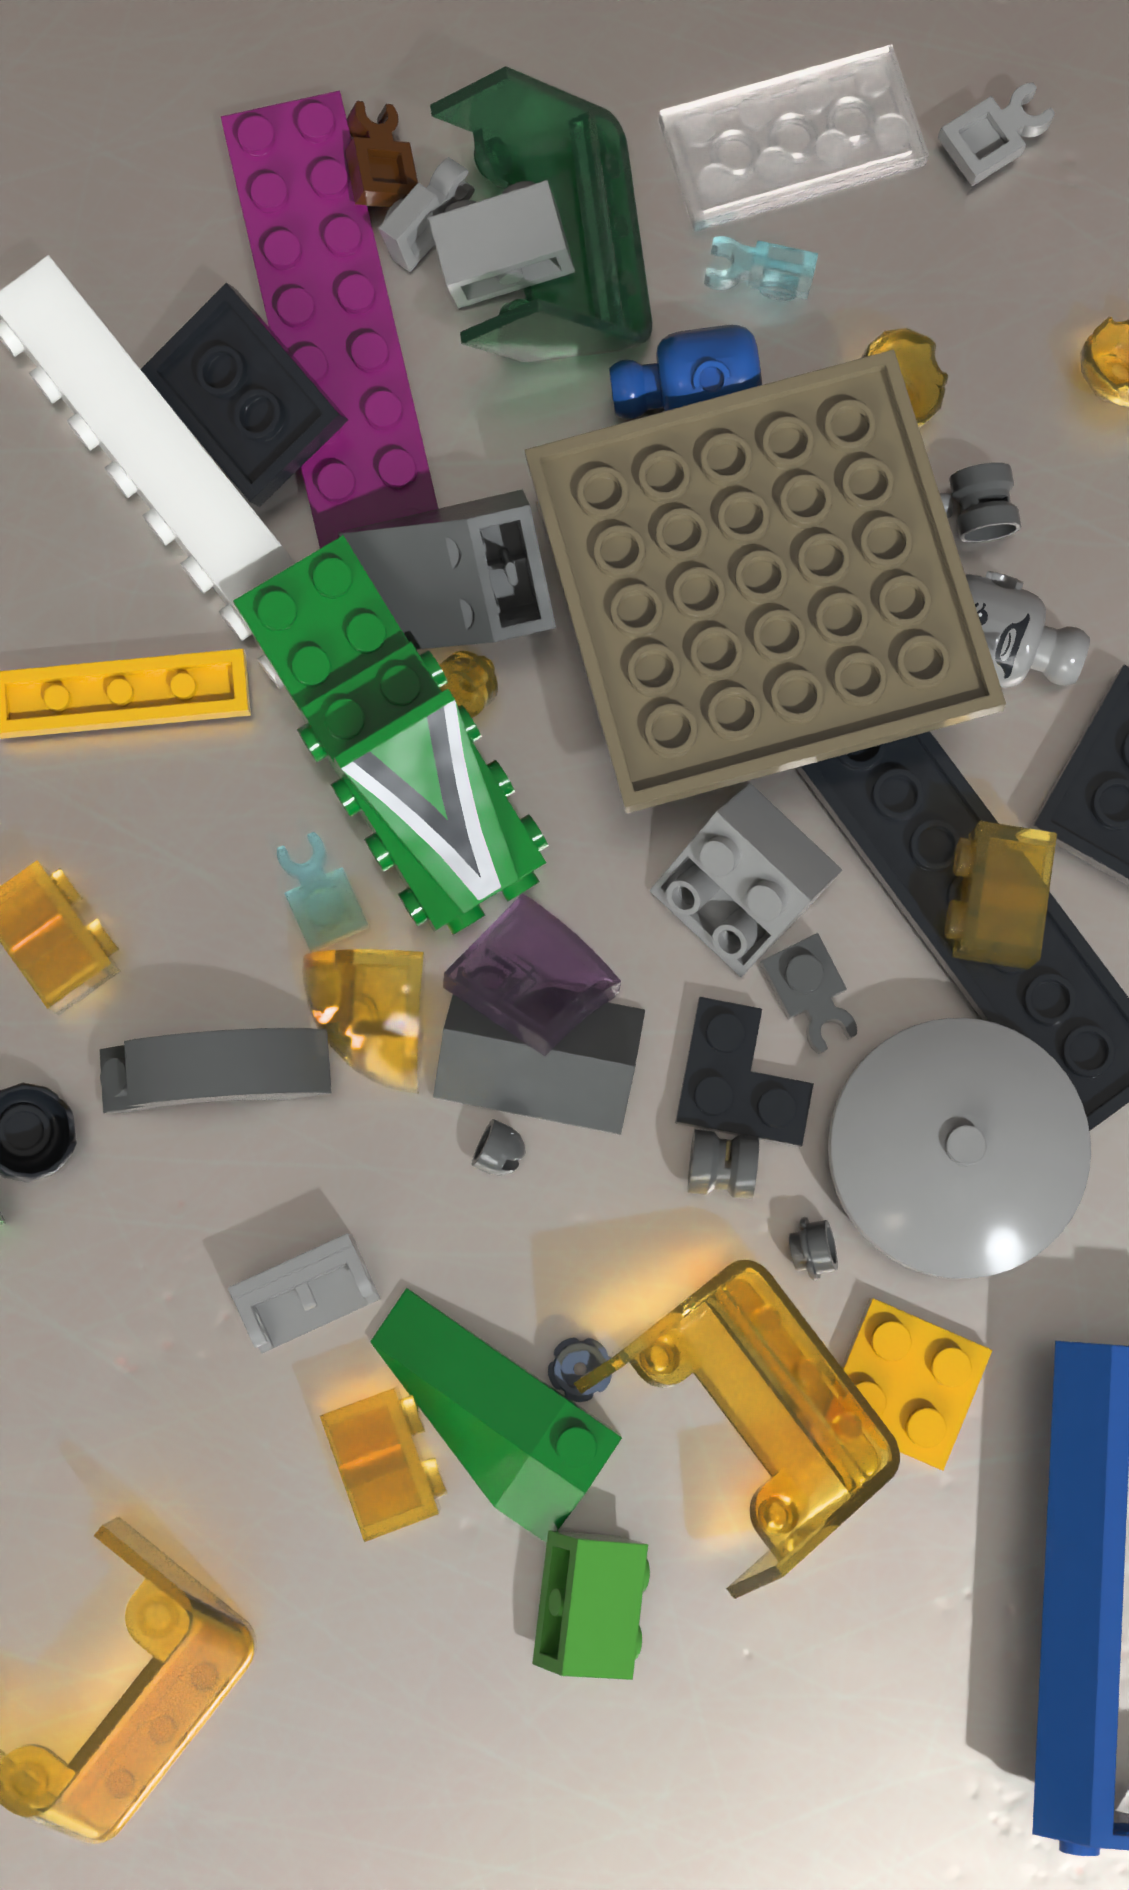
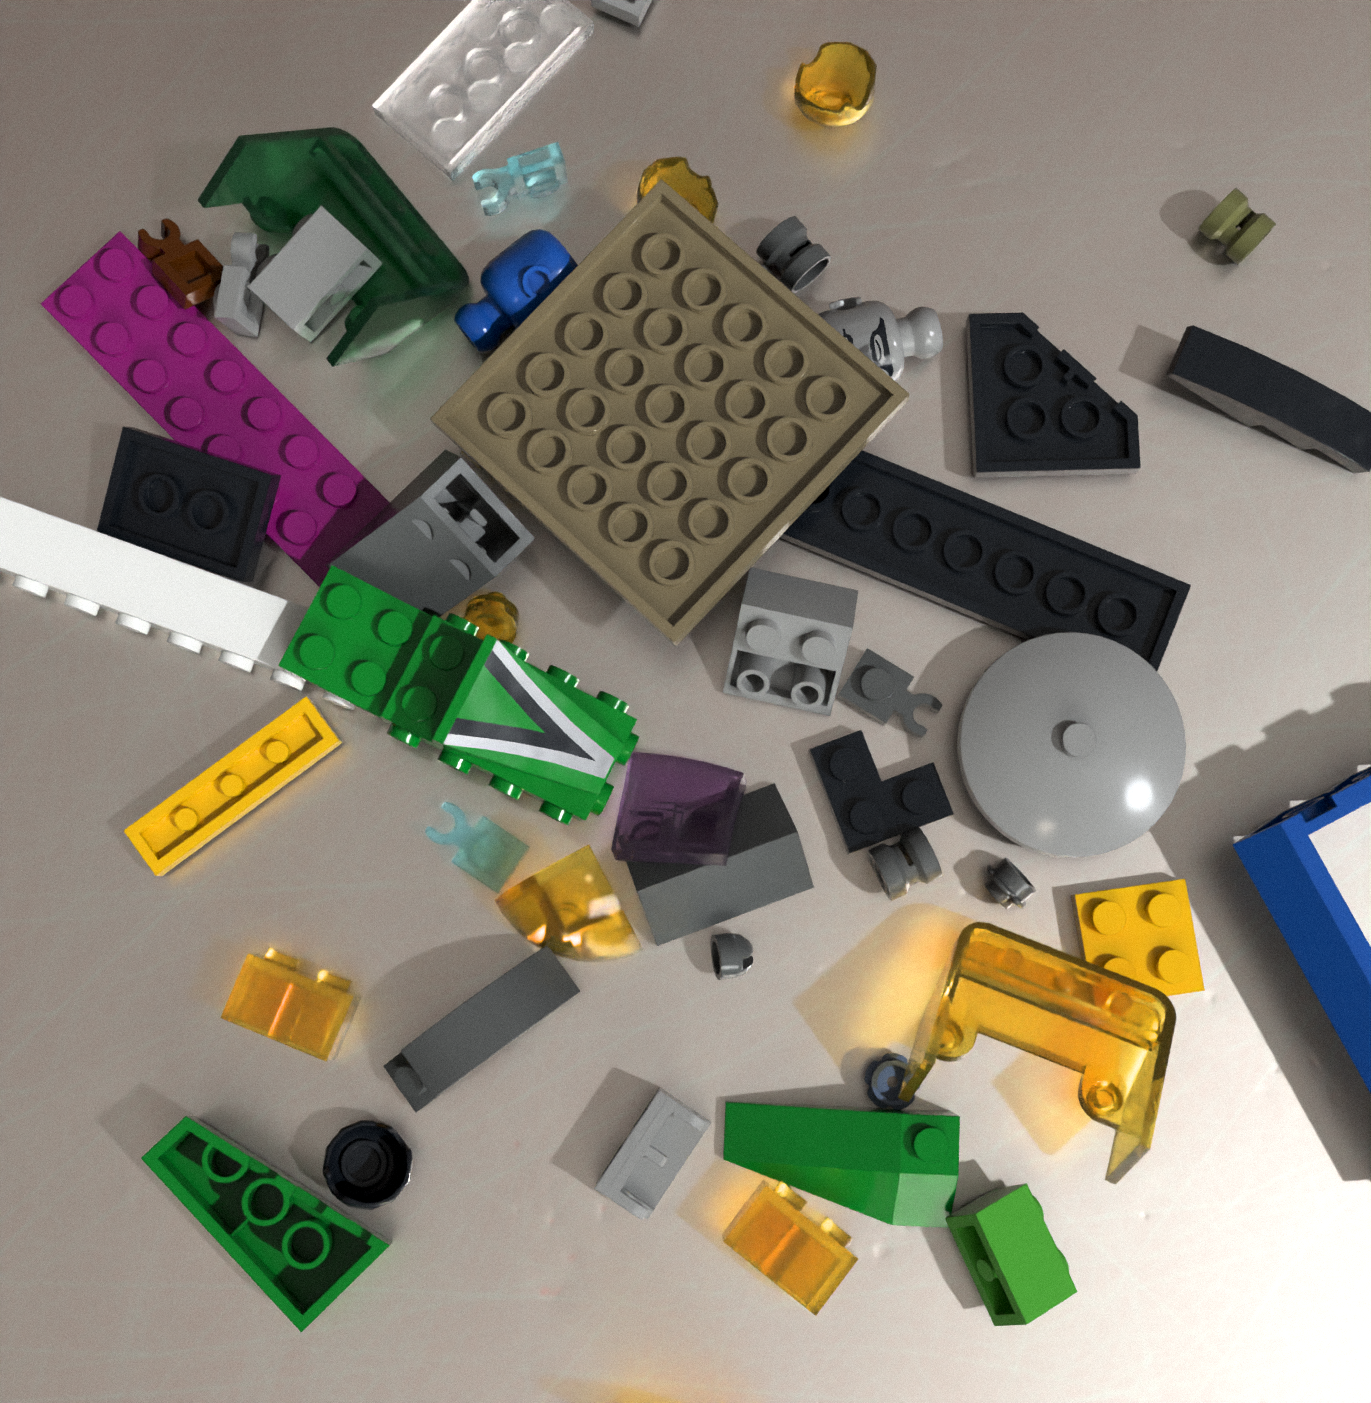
camera: 30 degrees left, 0 degrees up
(1001, 894) = (988, 537): clear yellow brick -> none

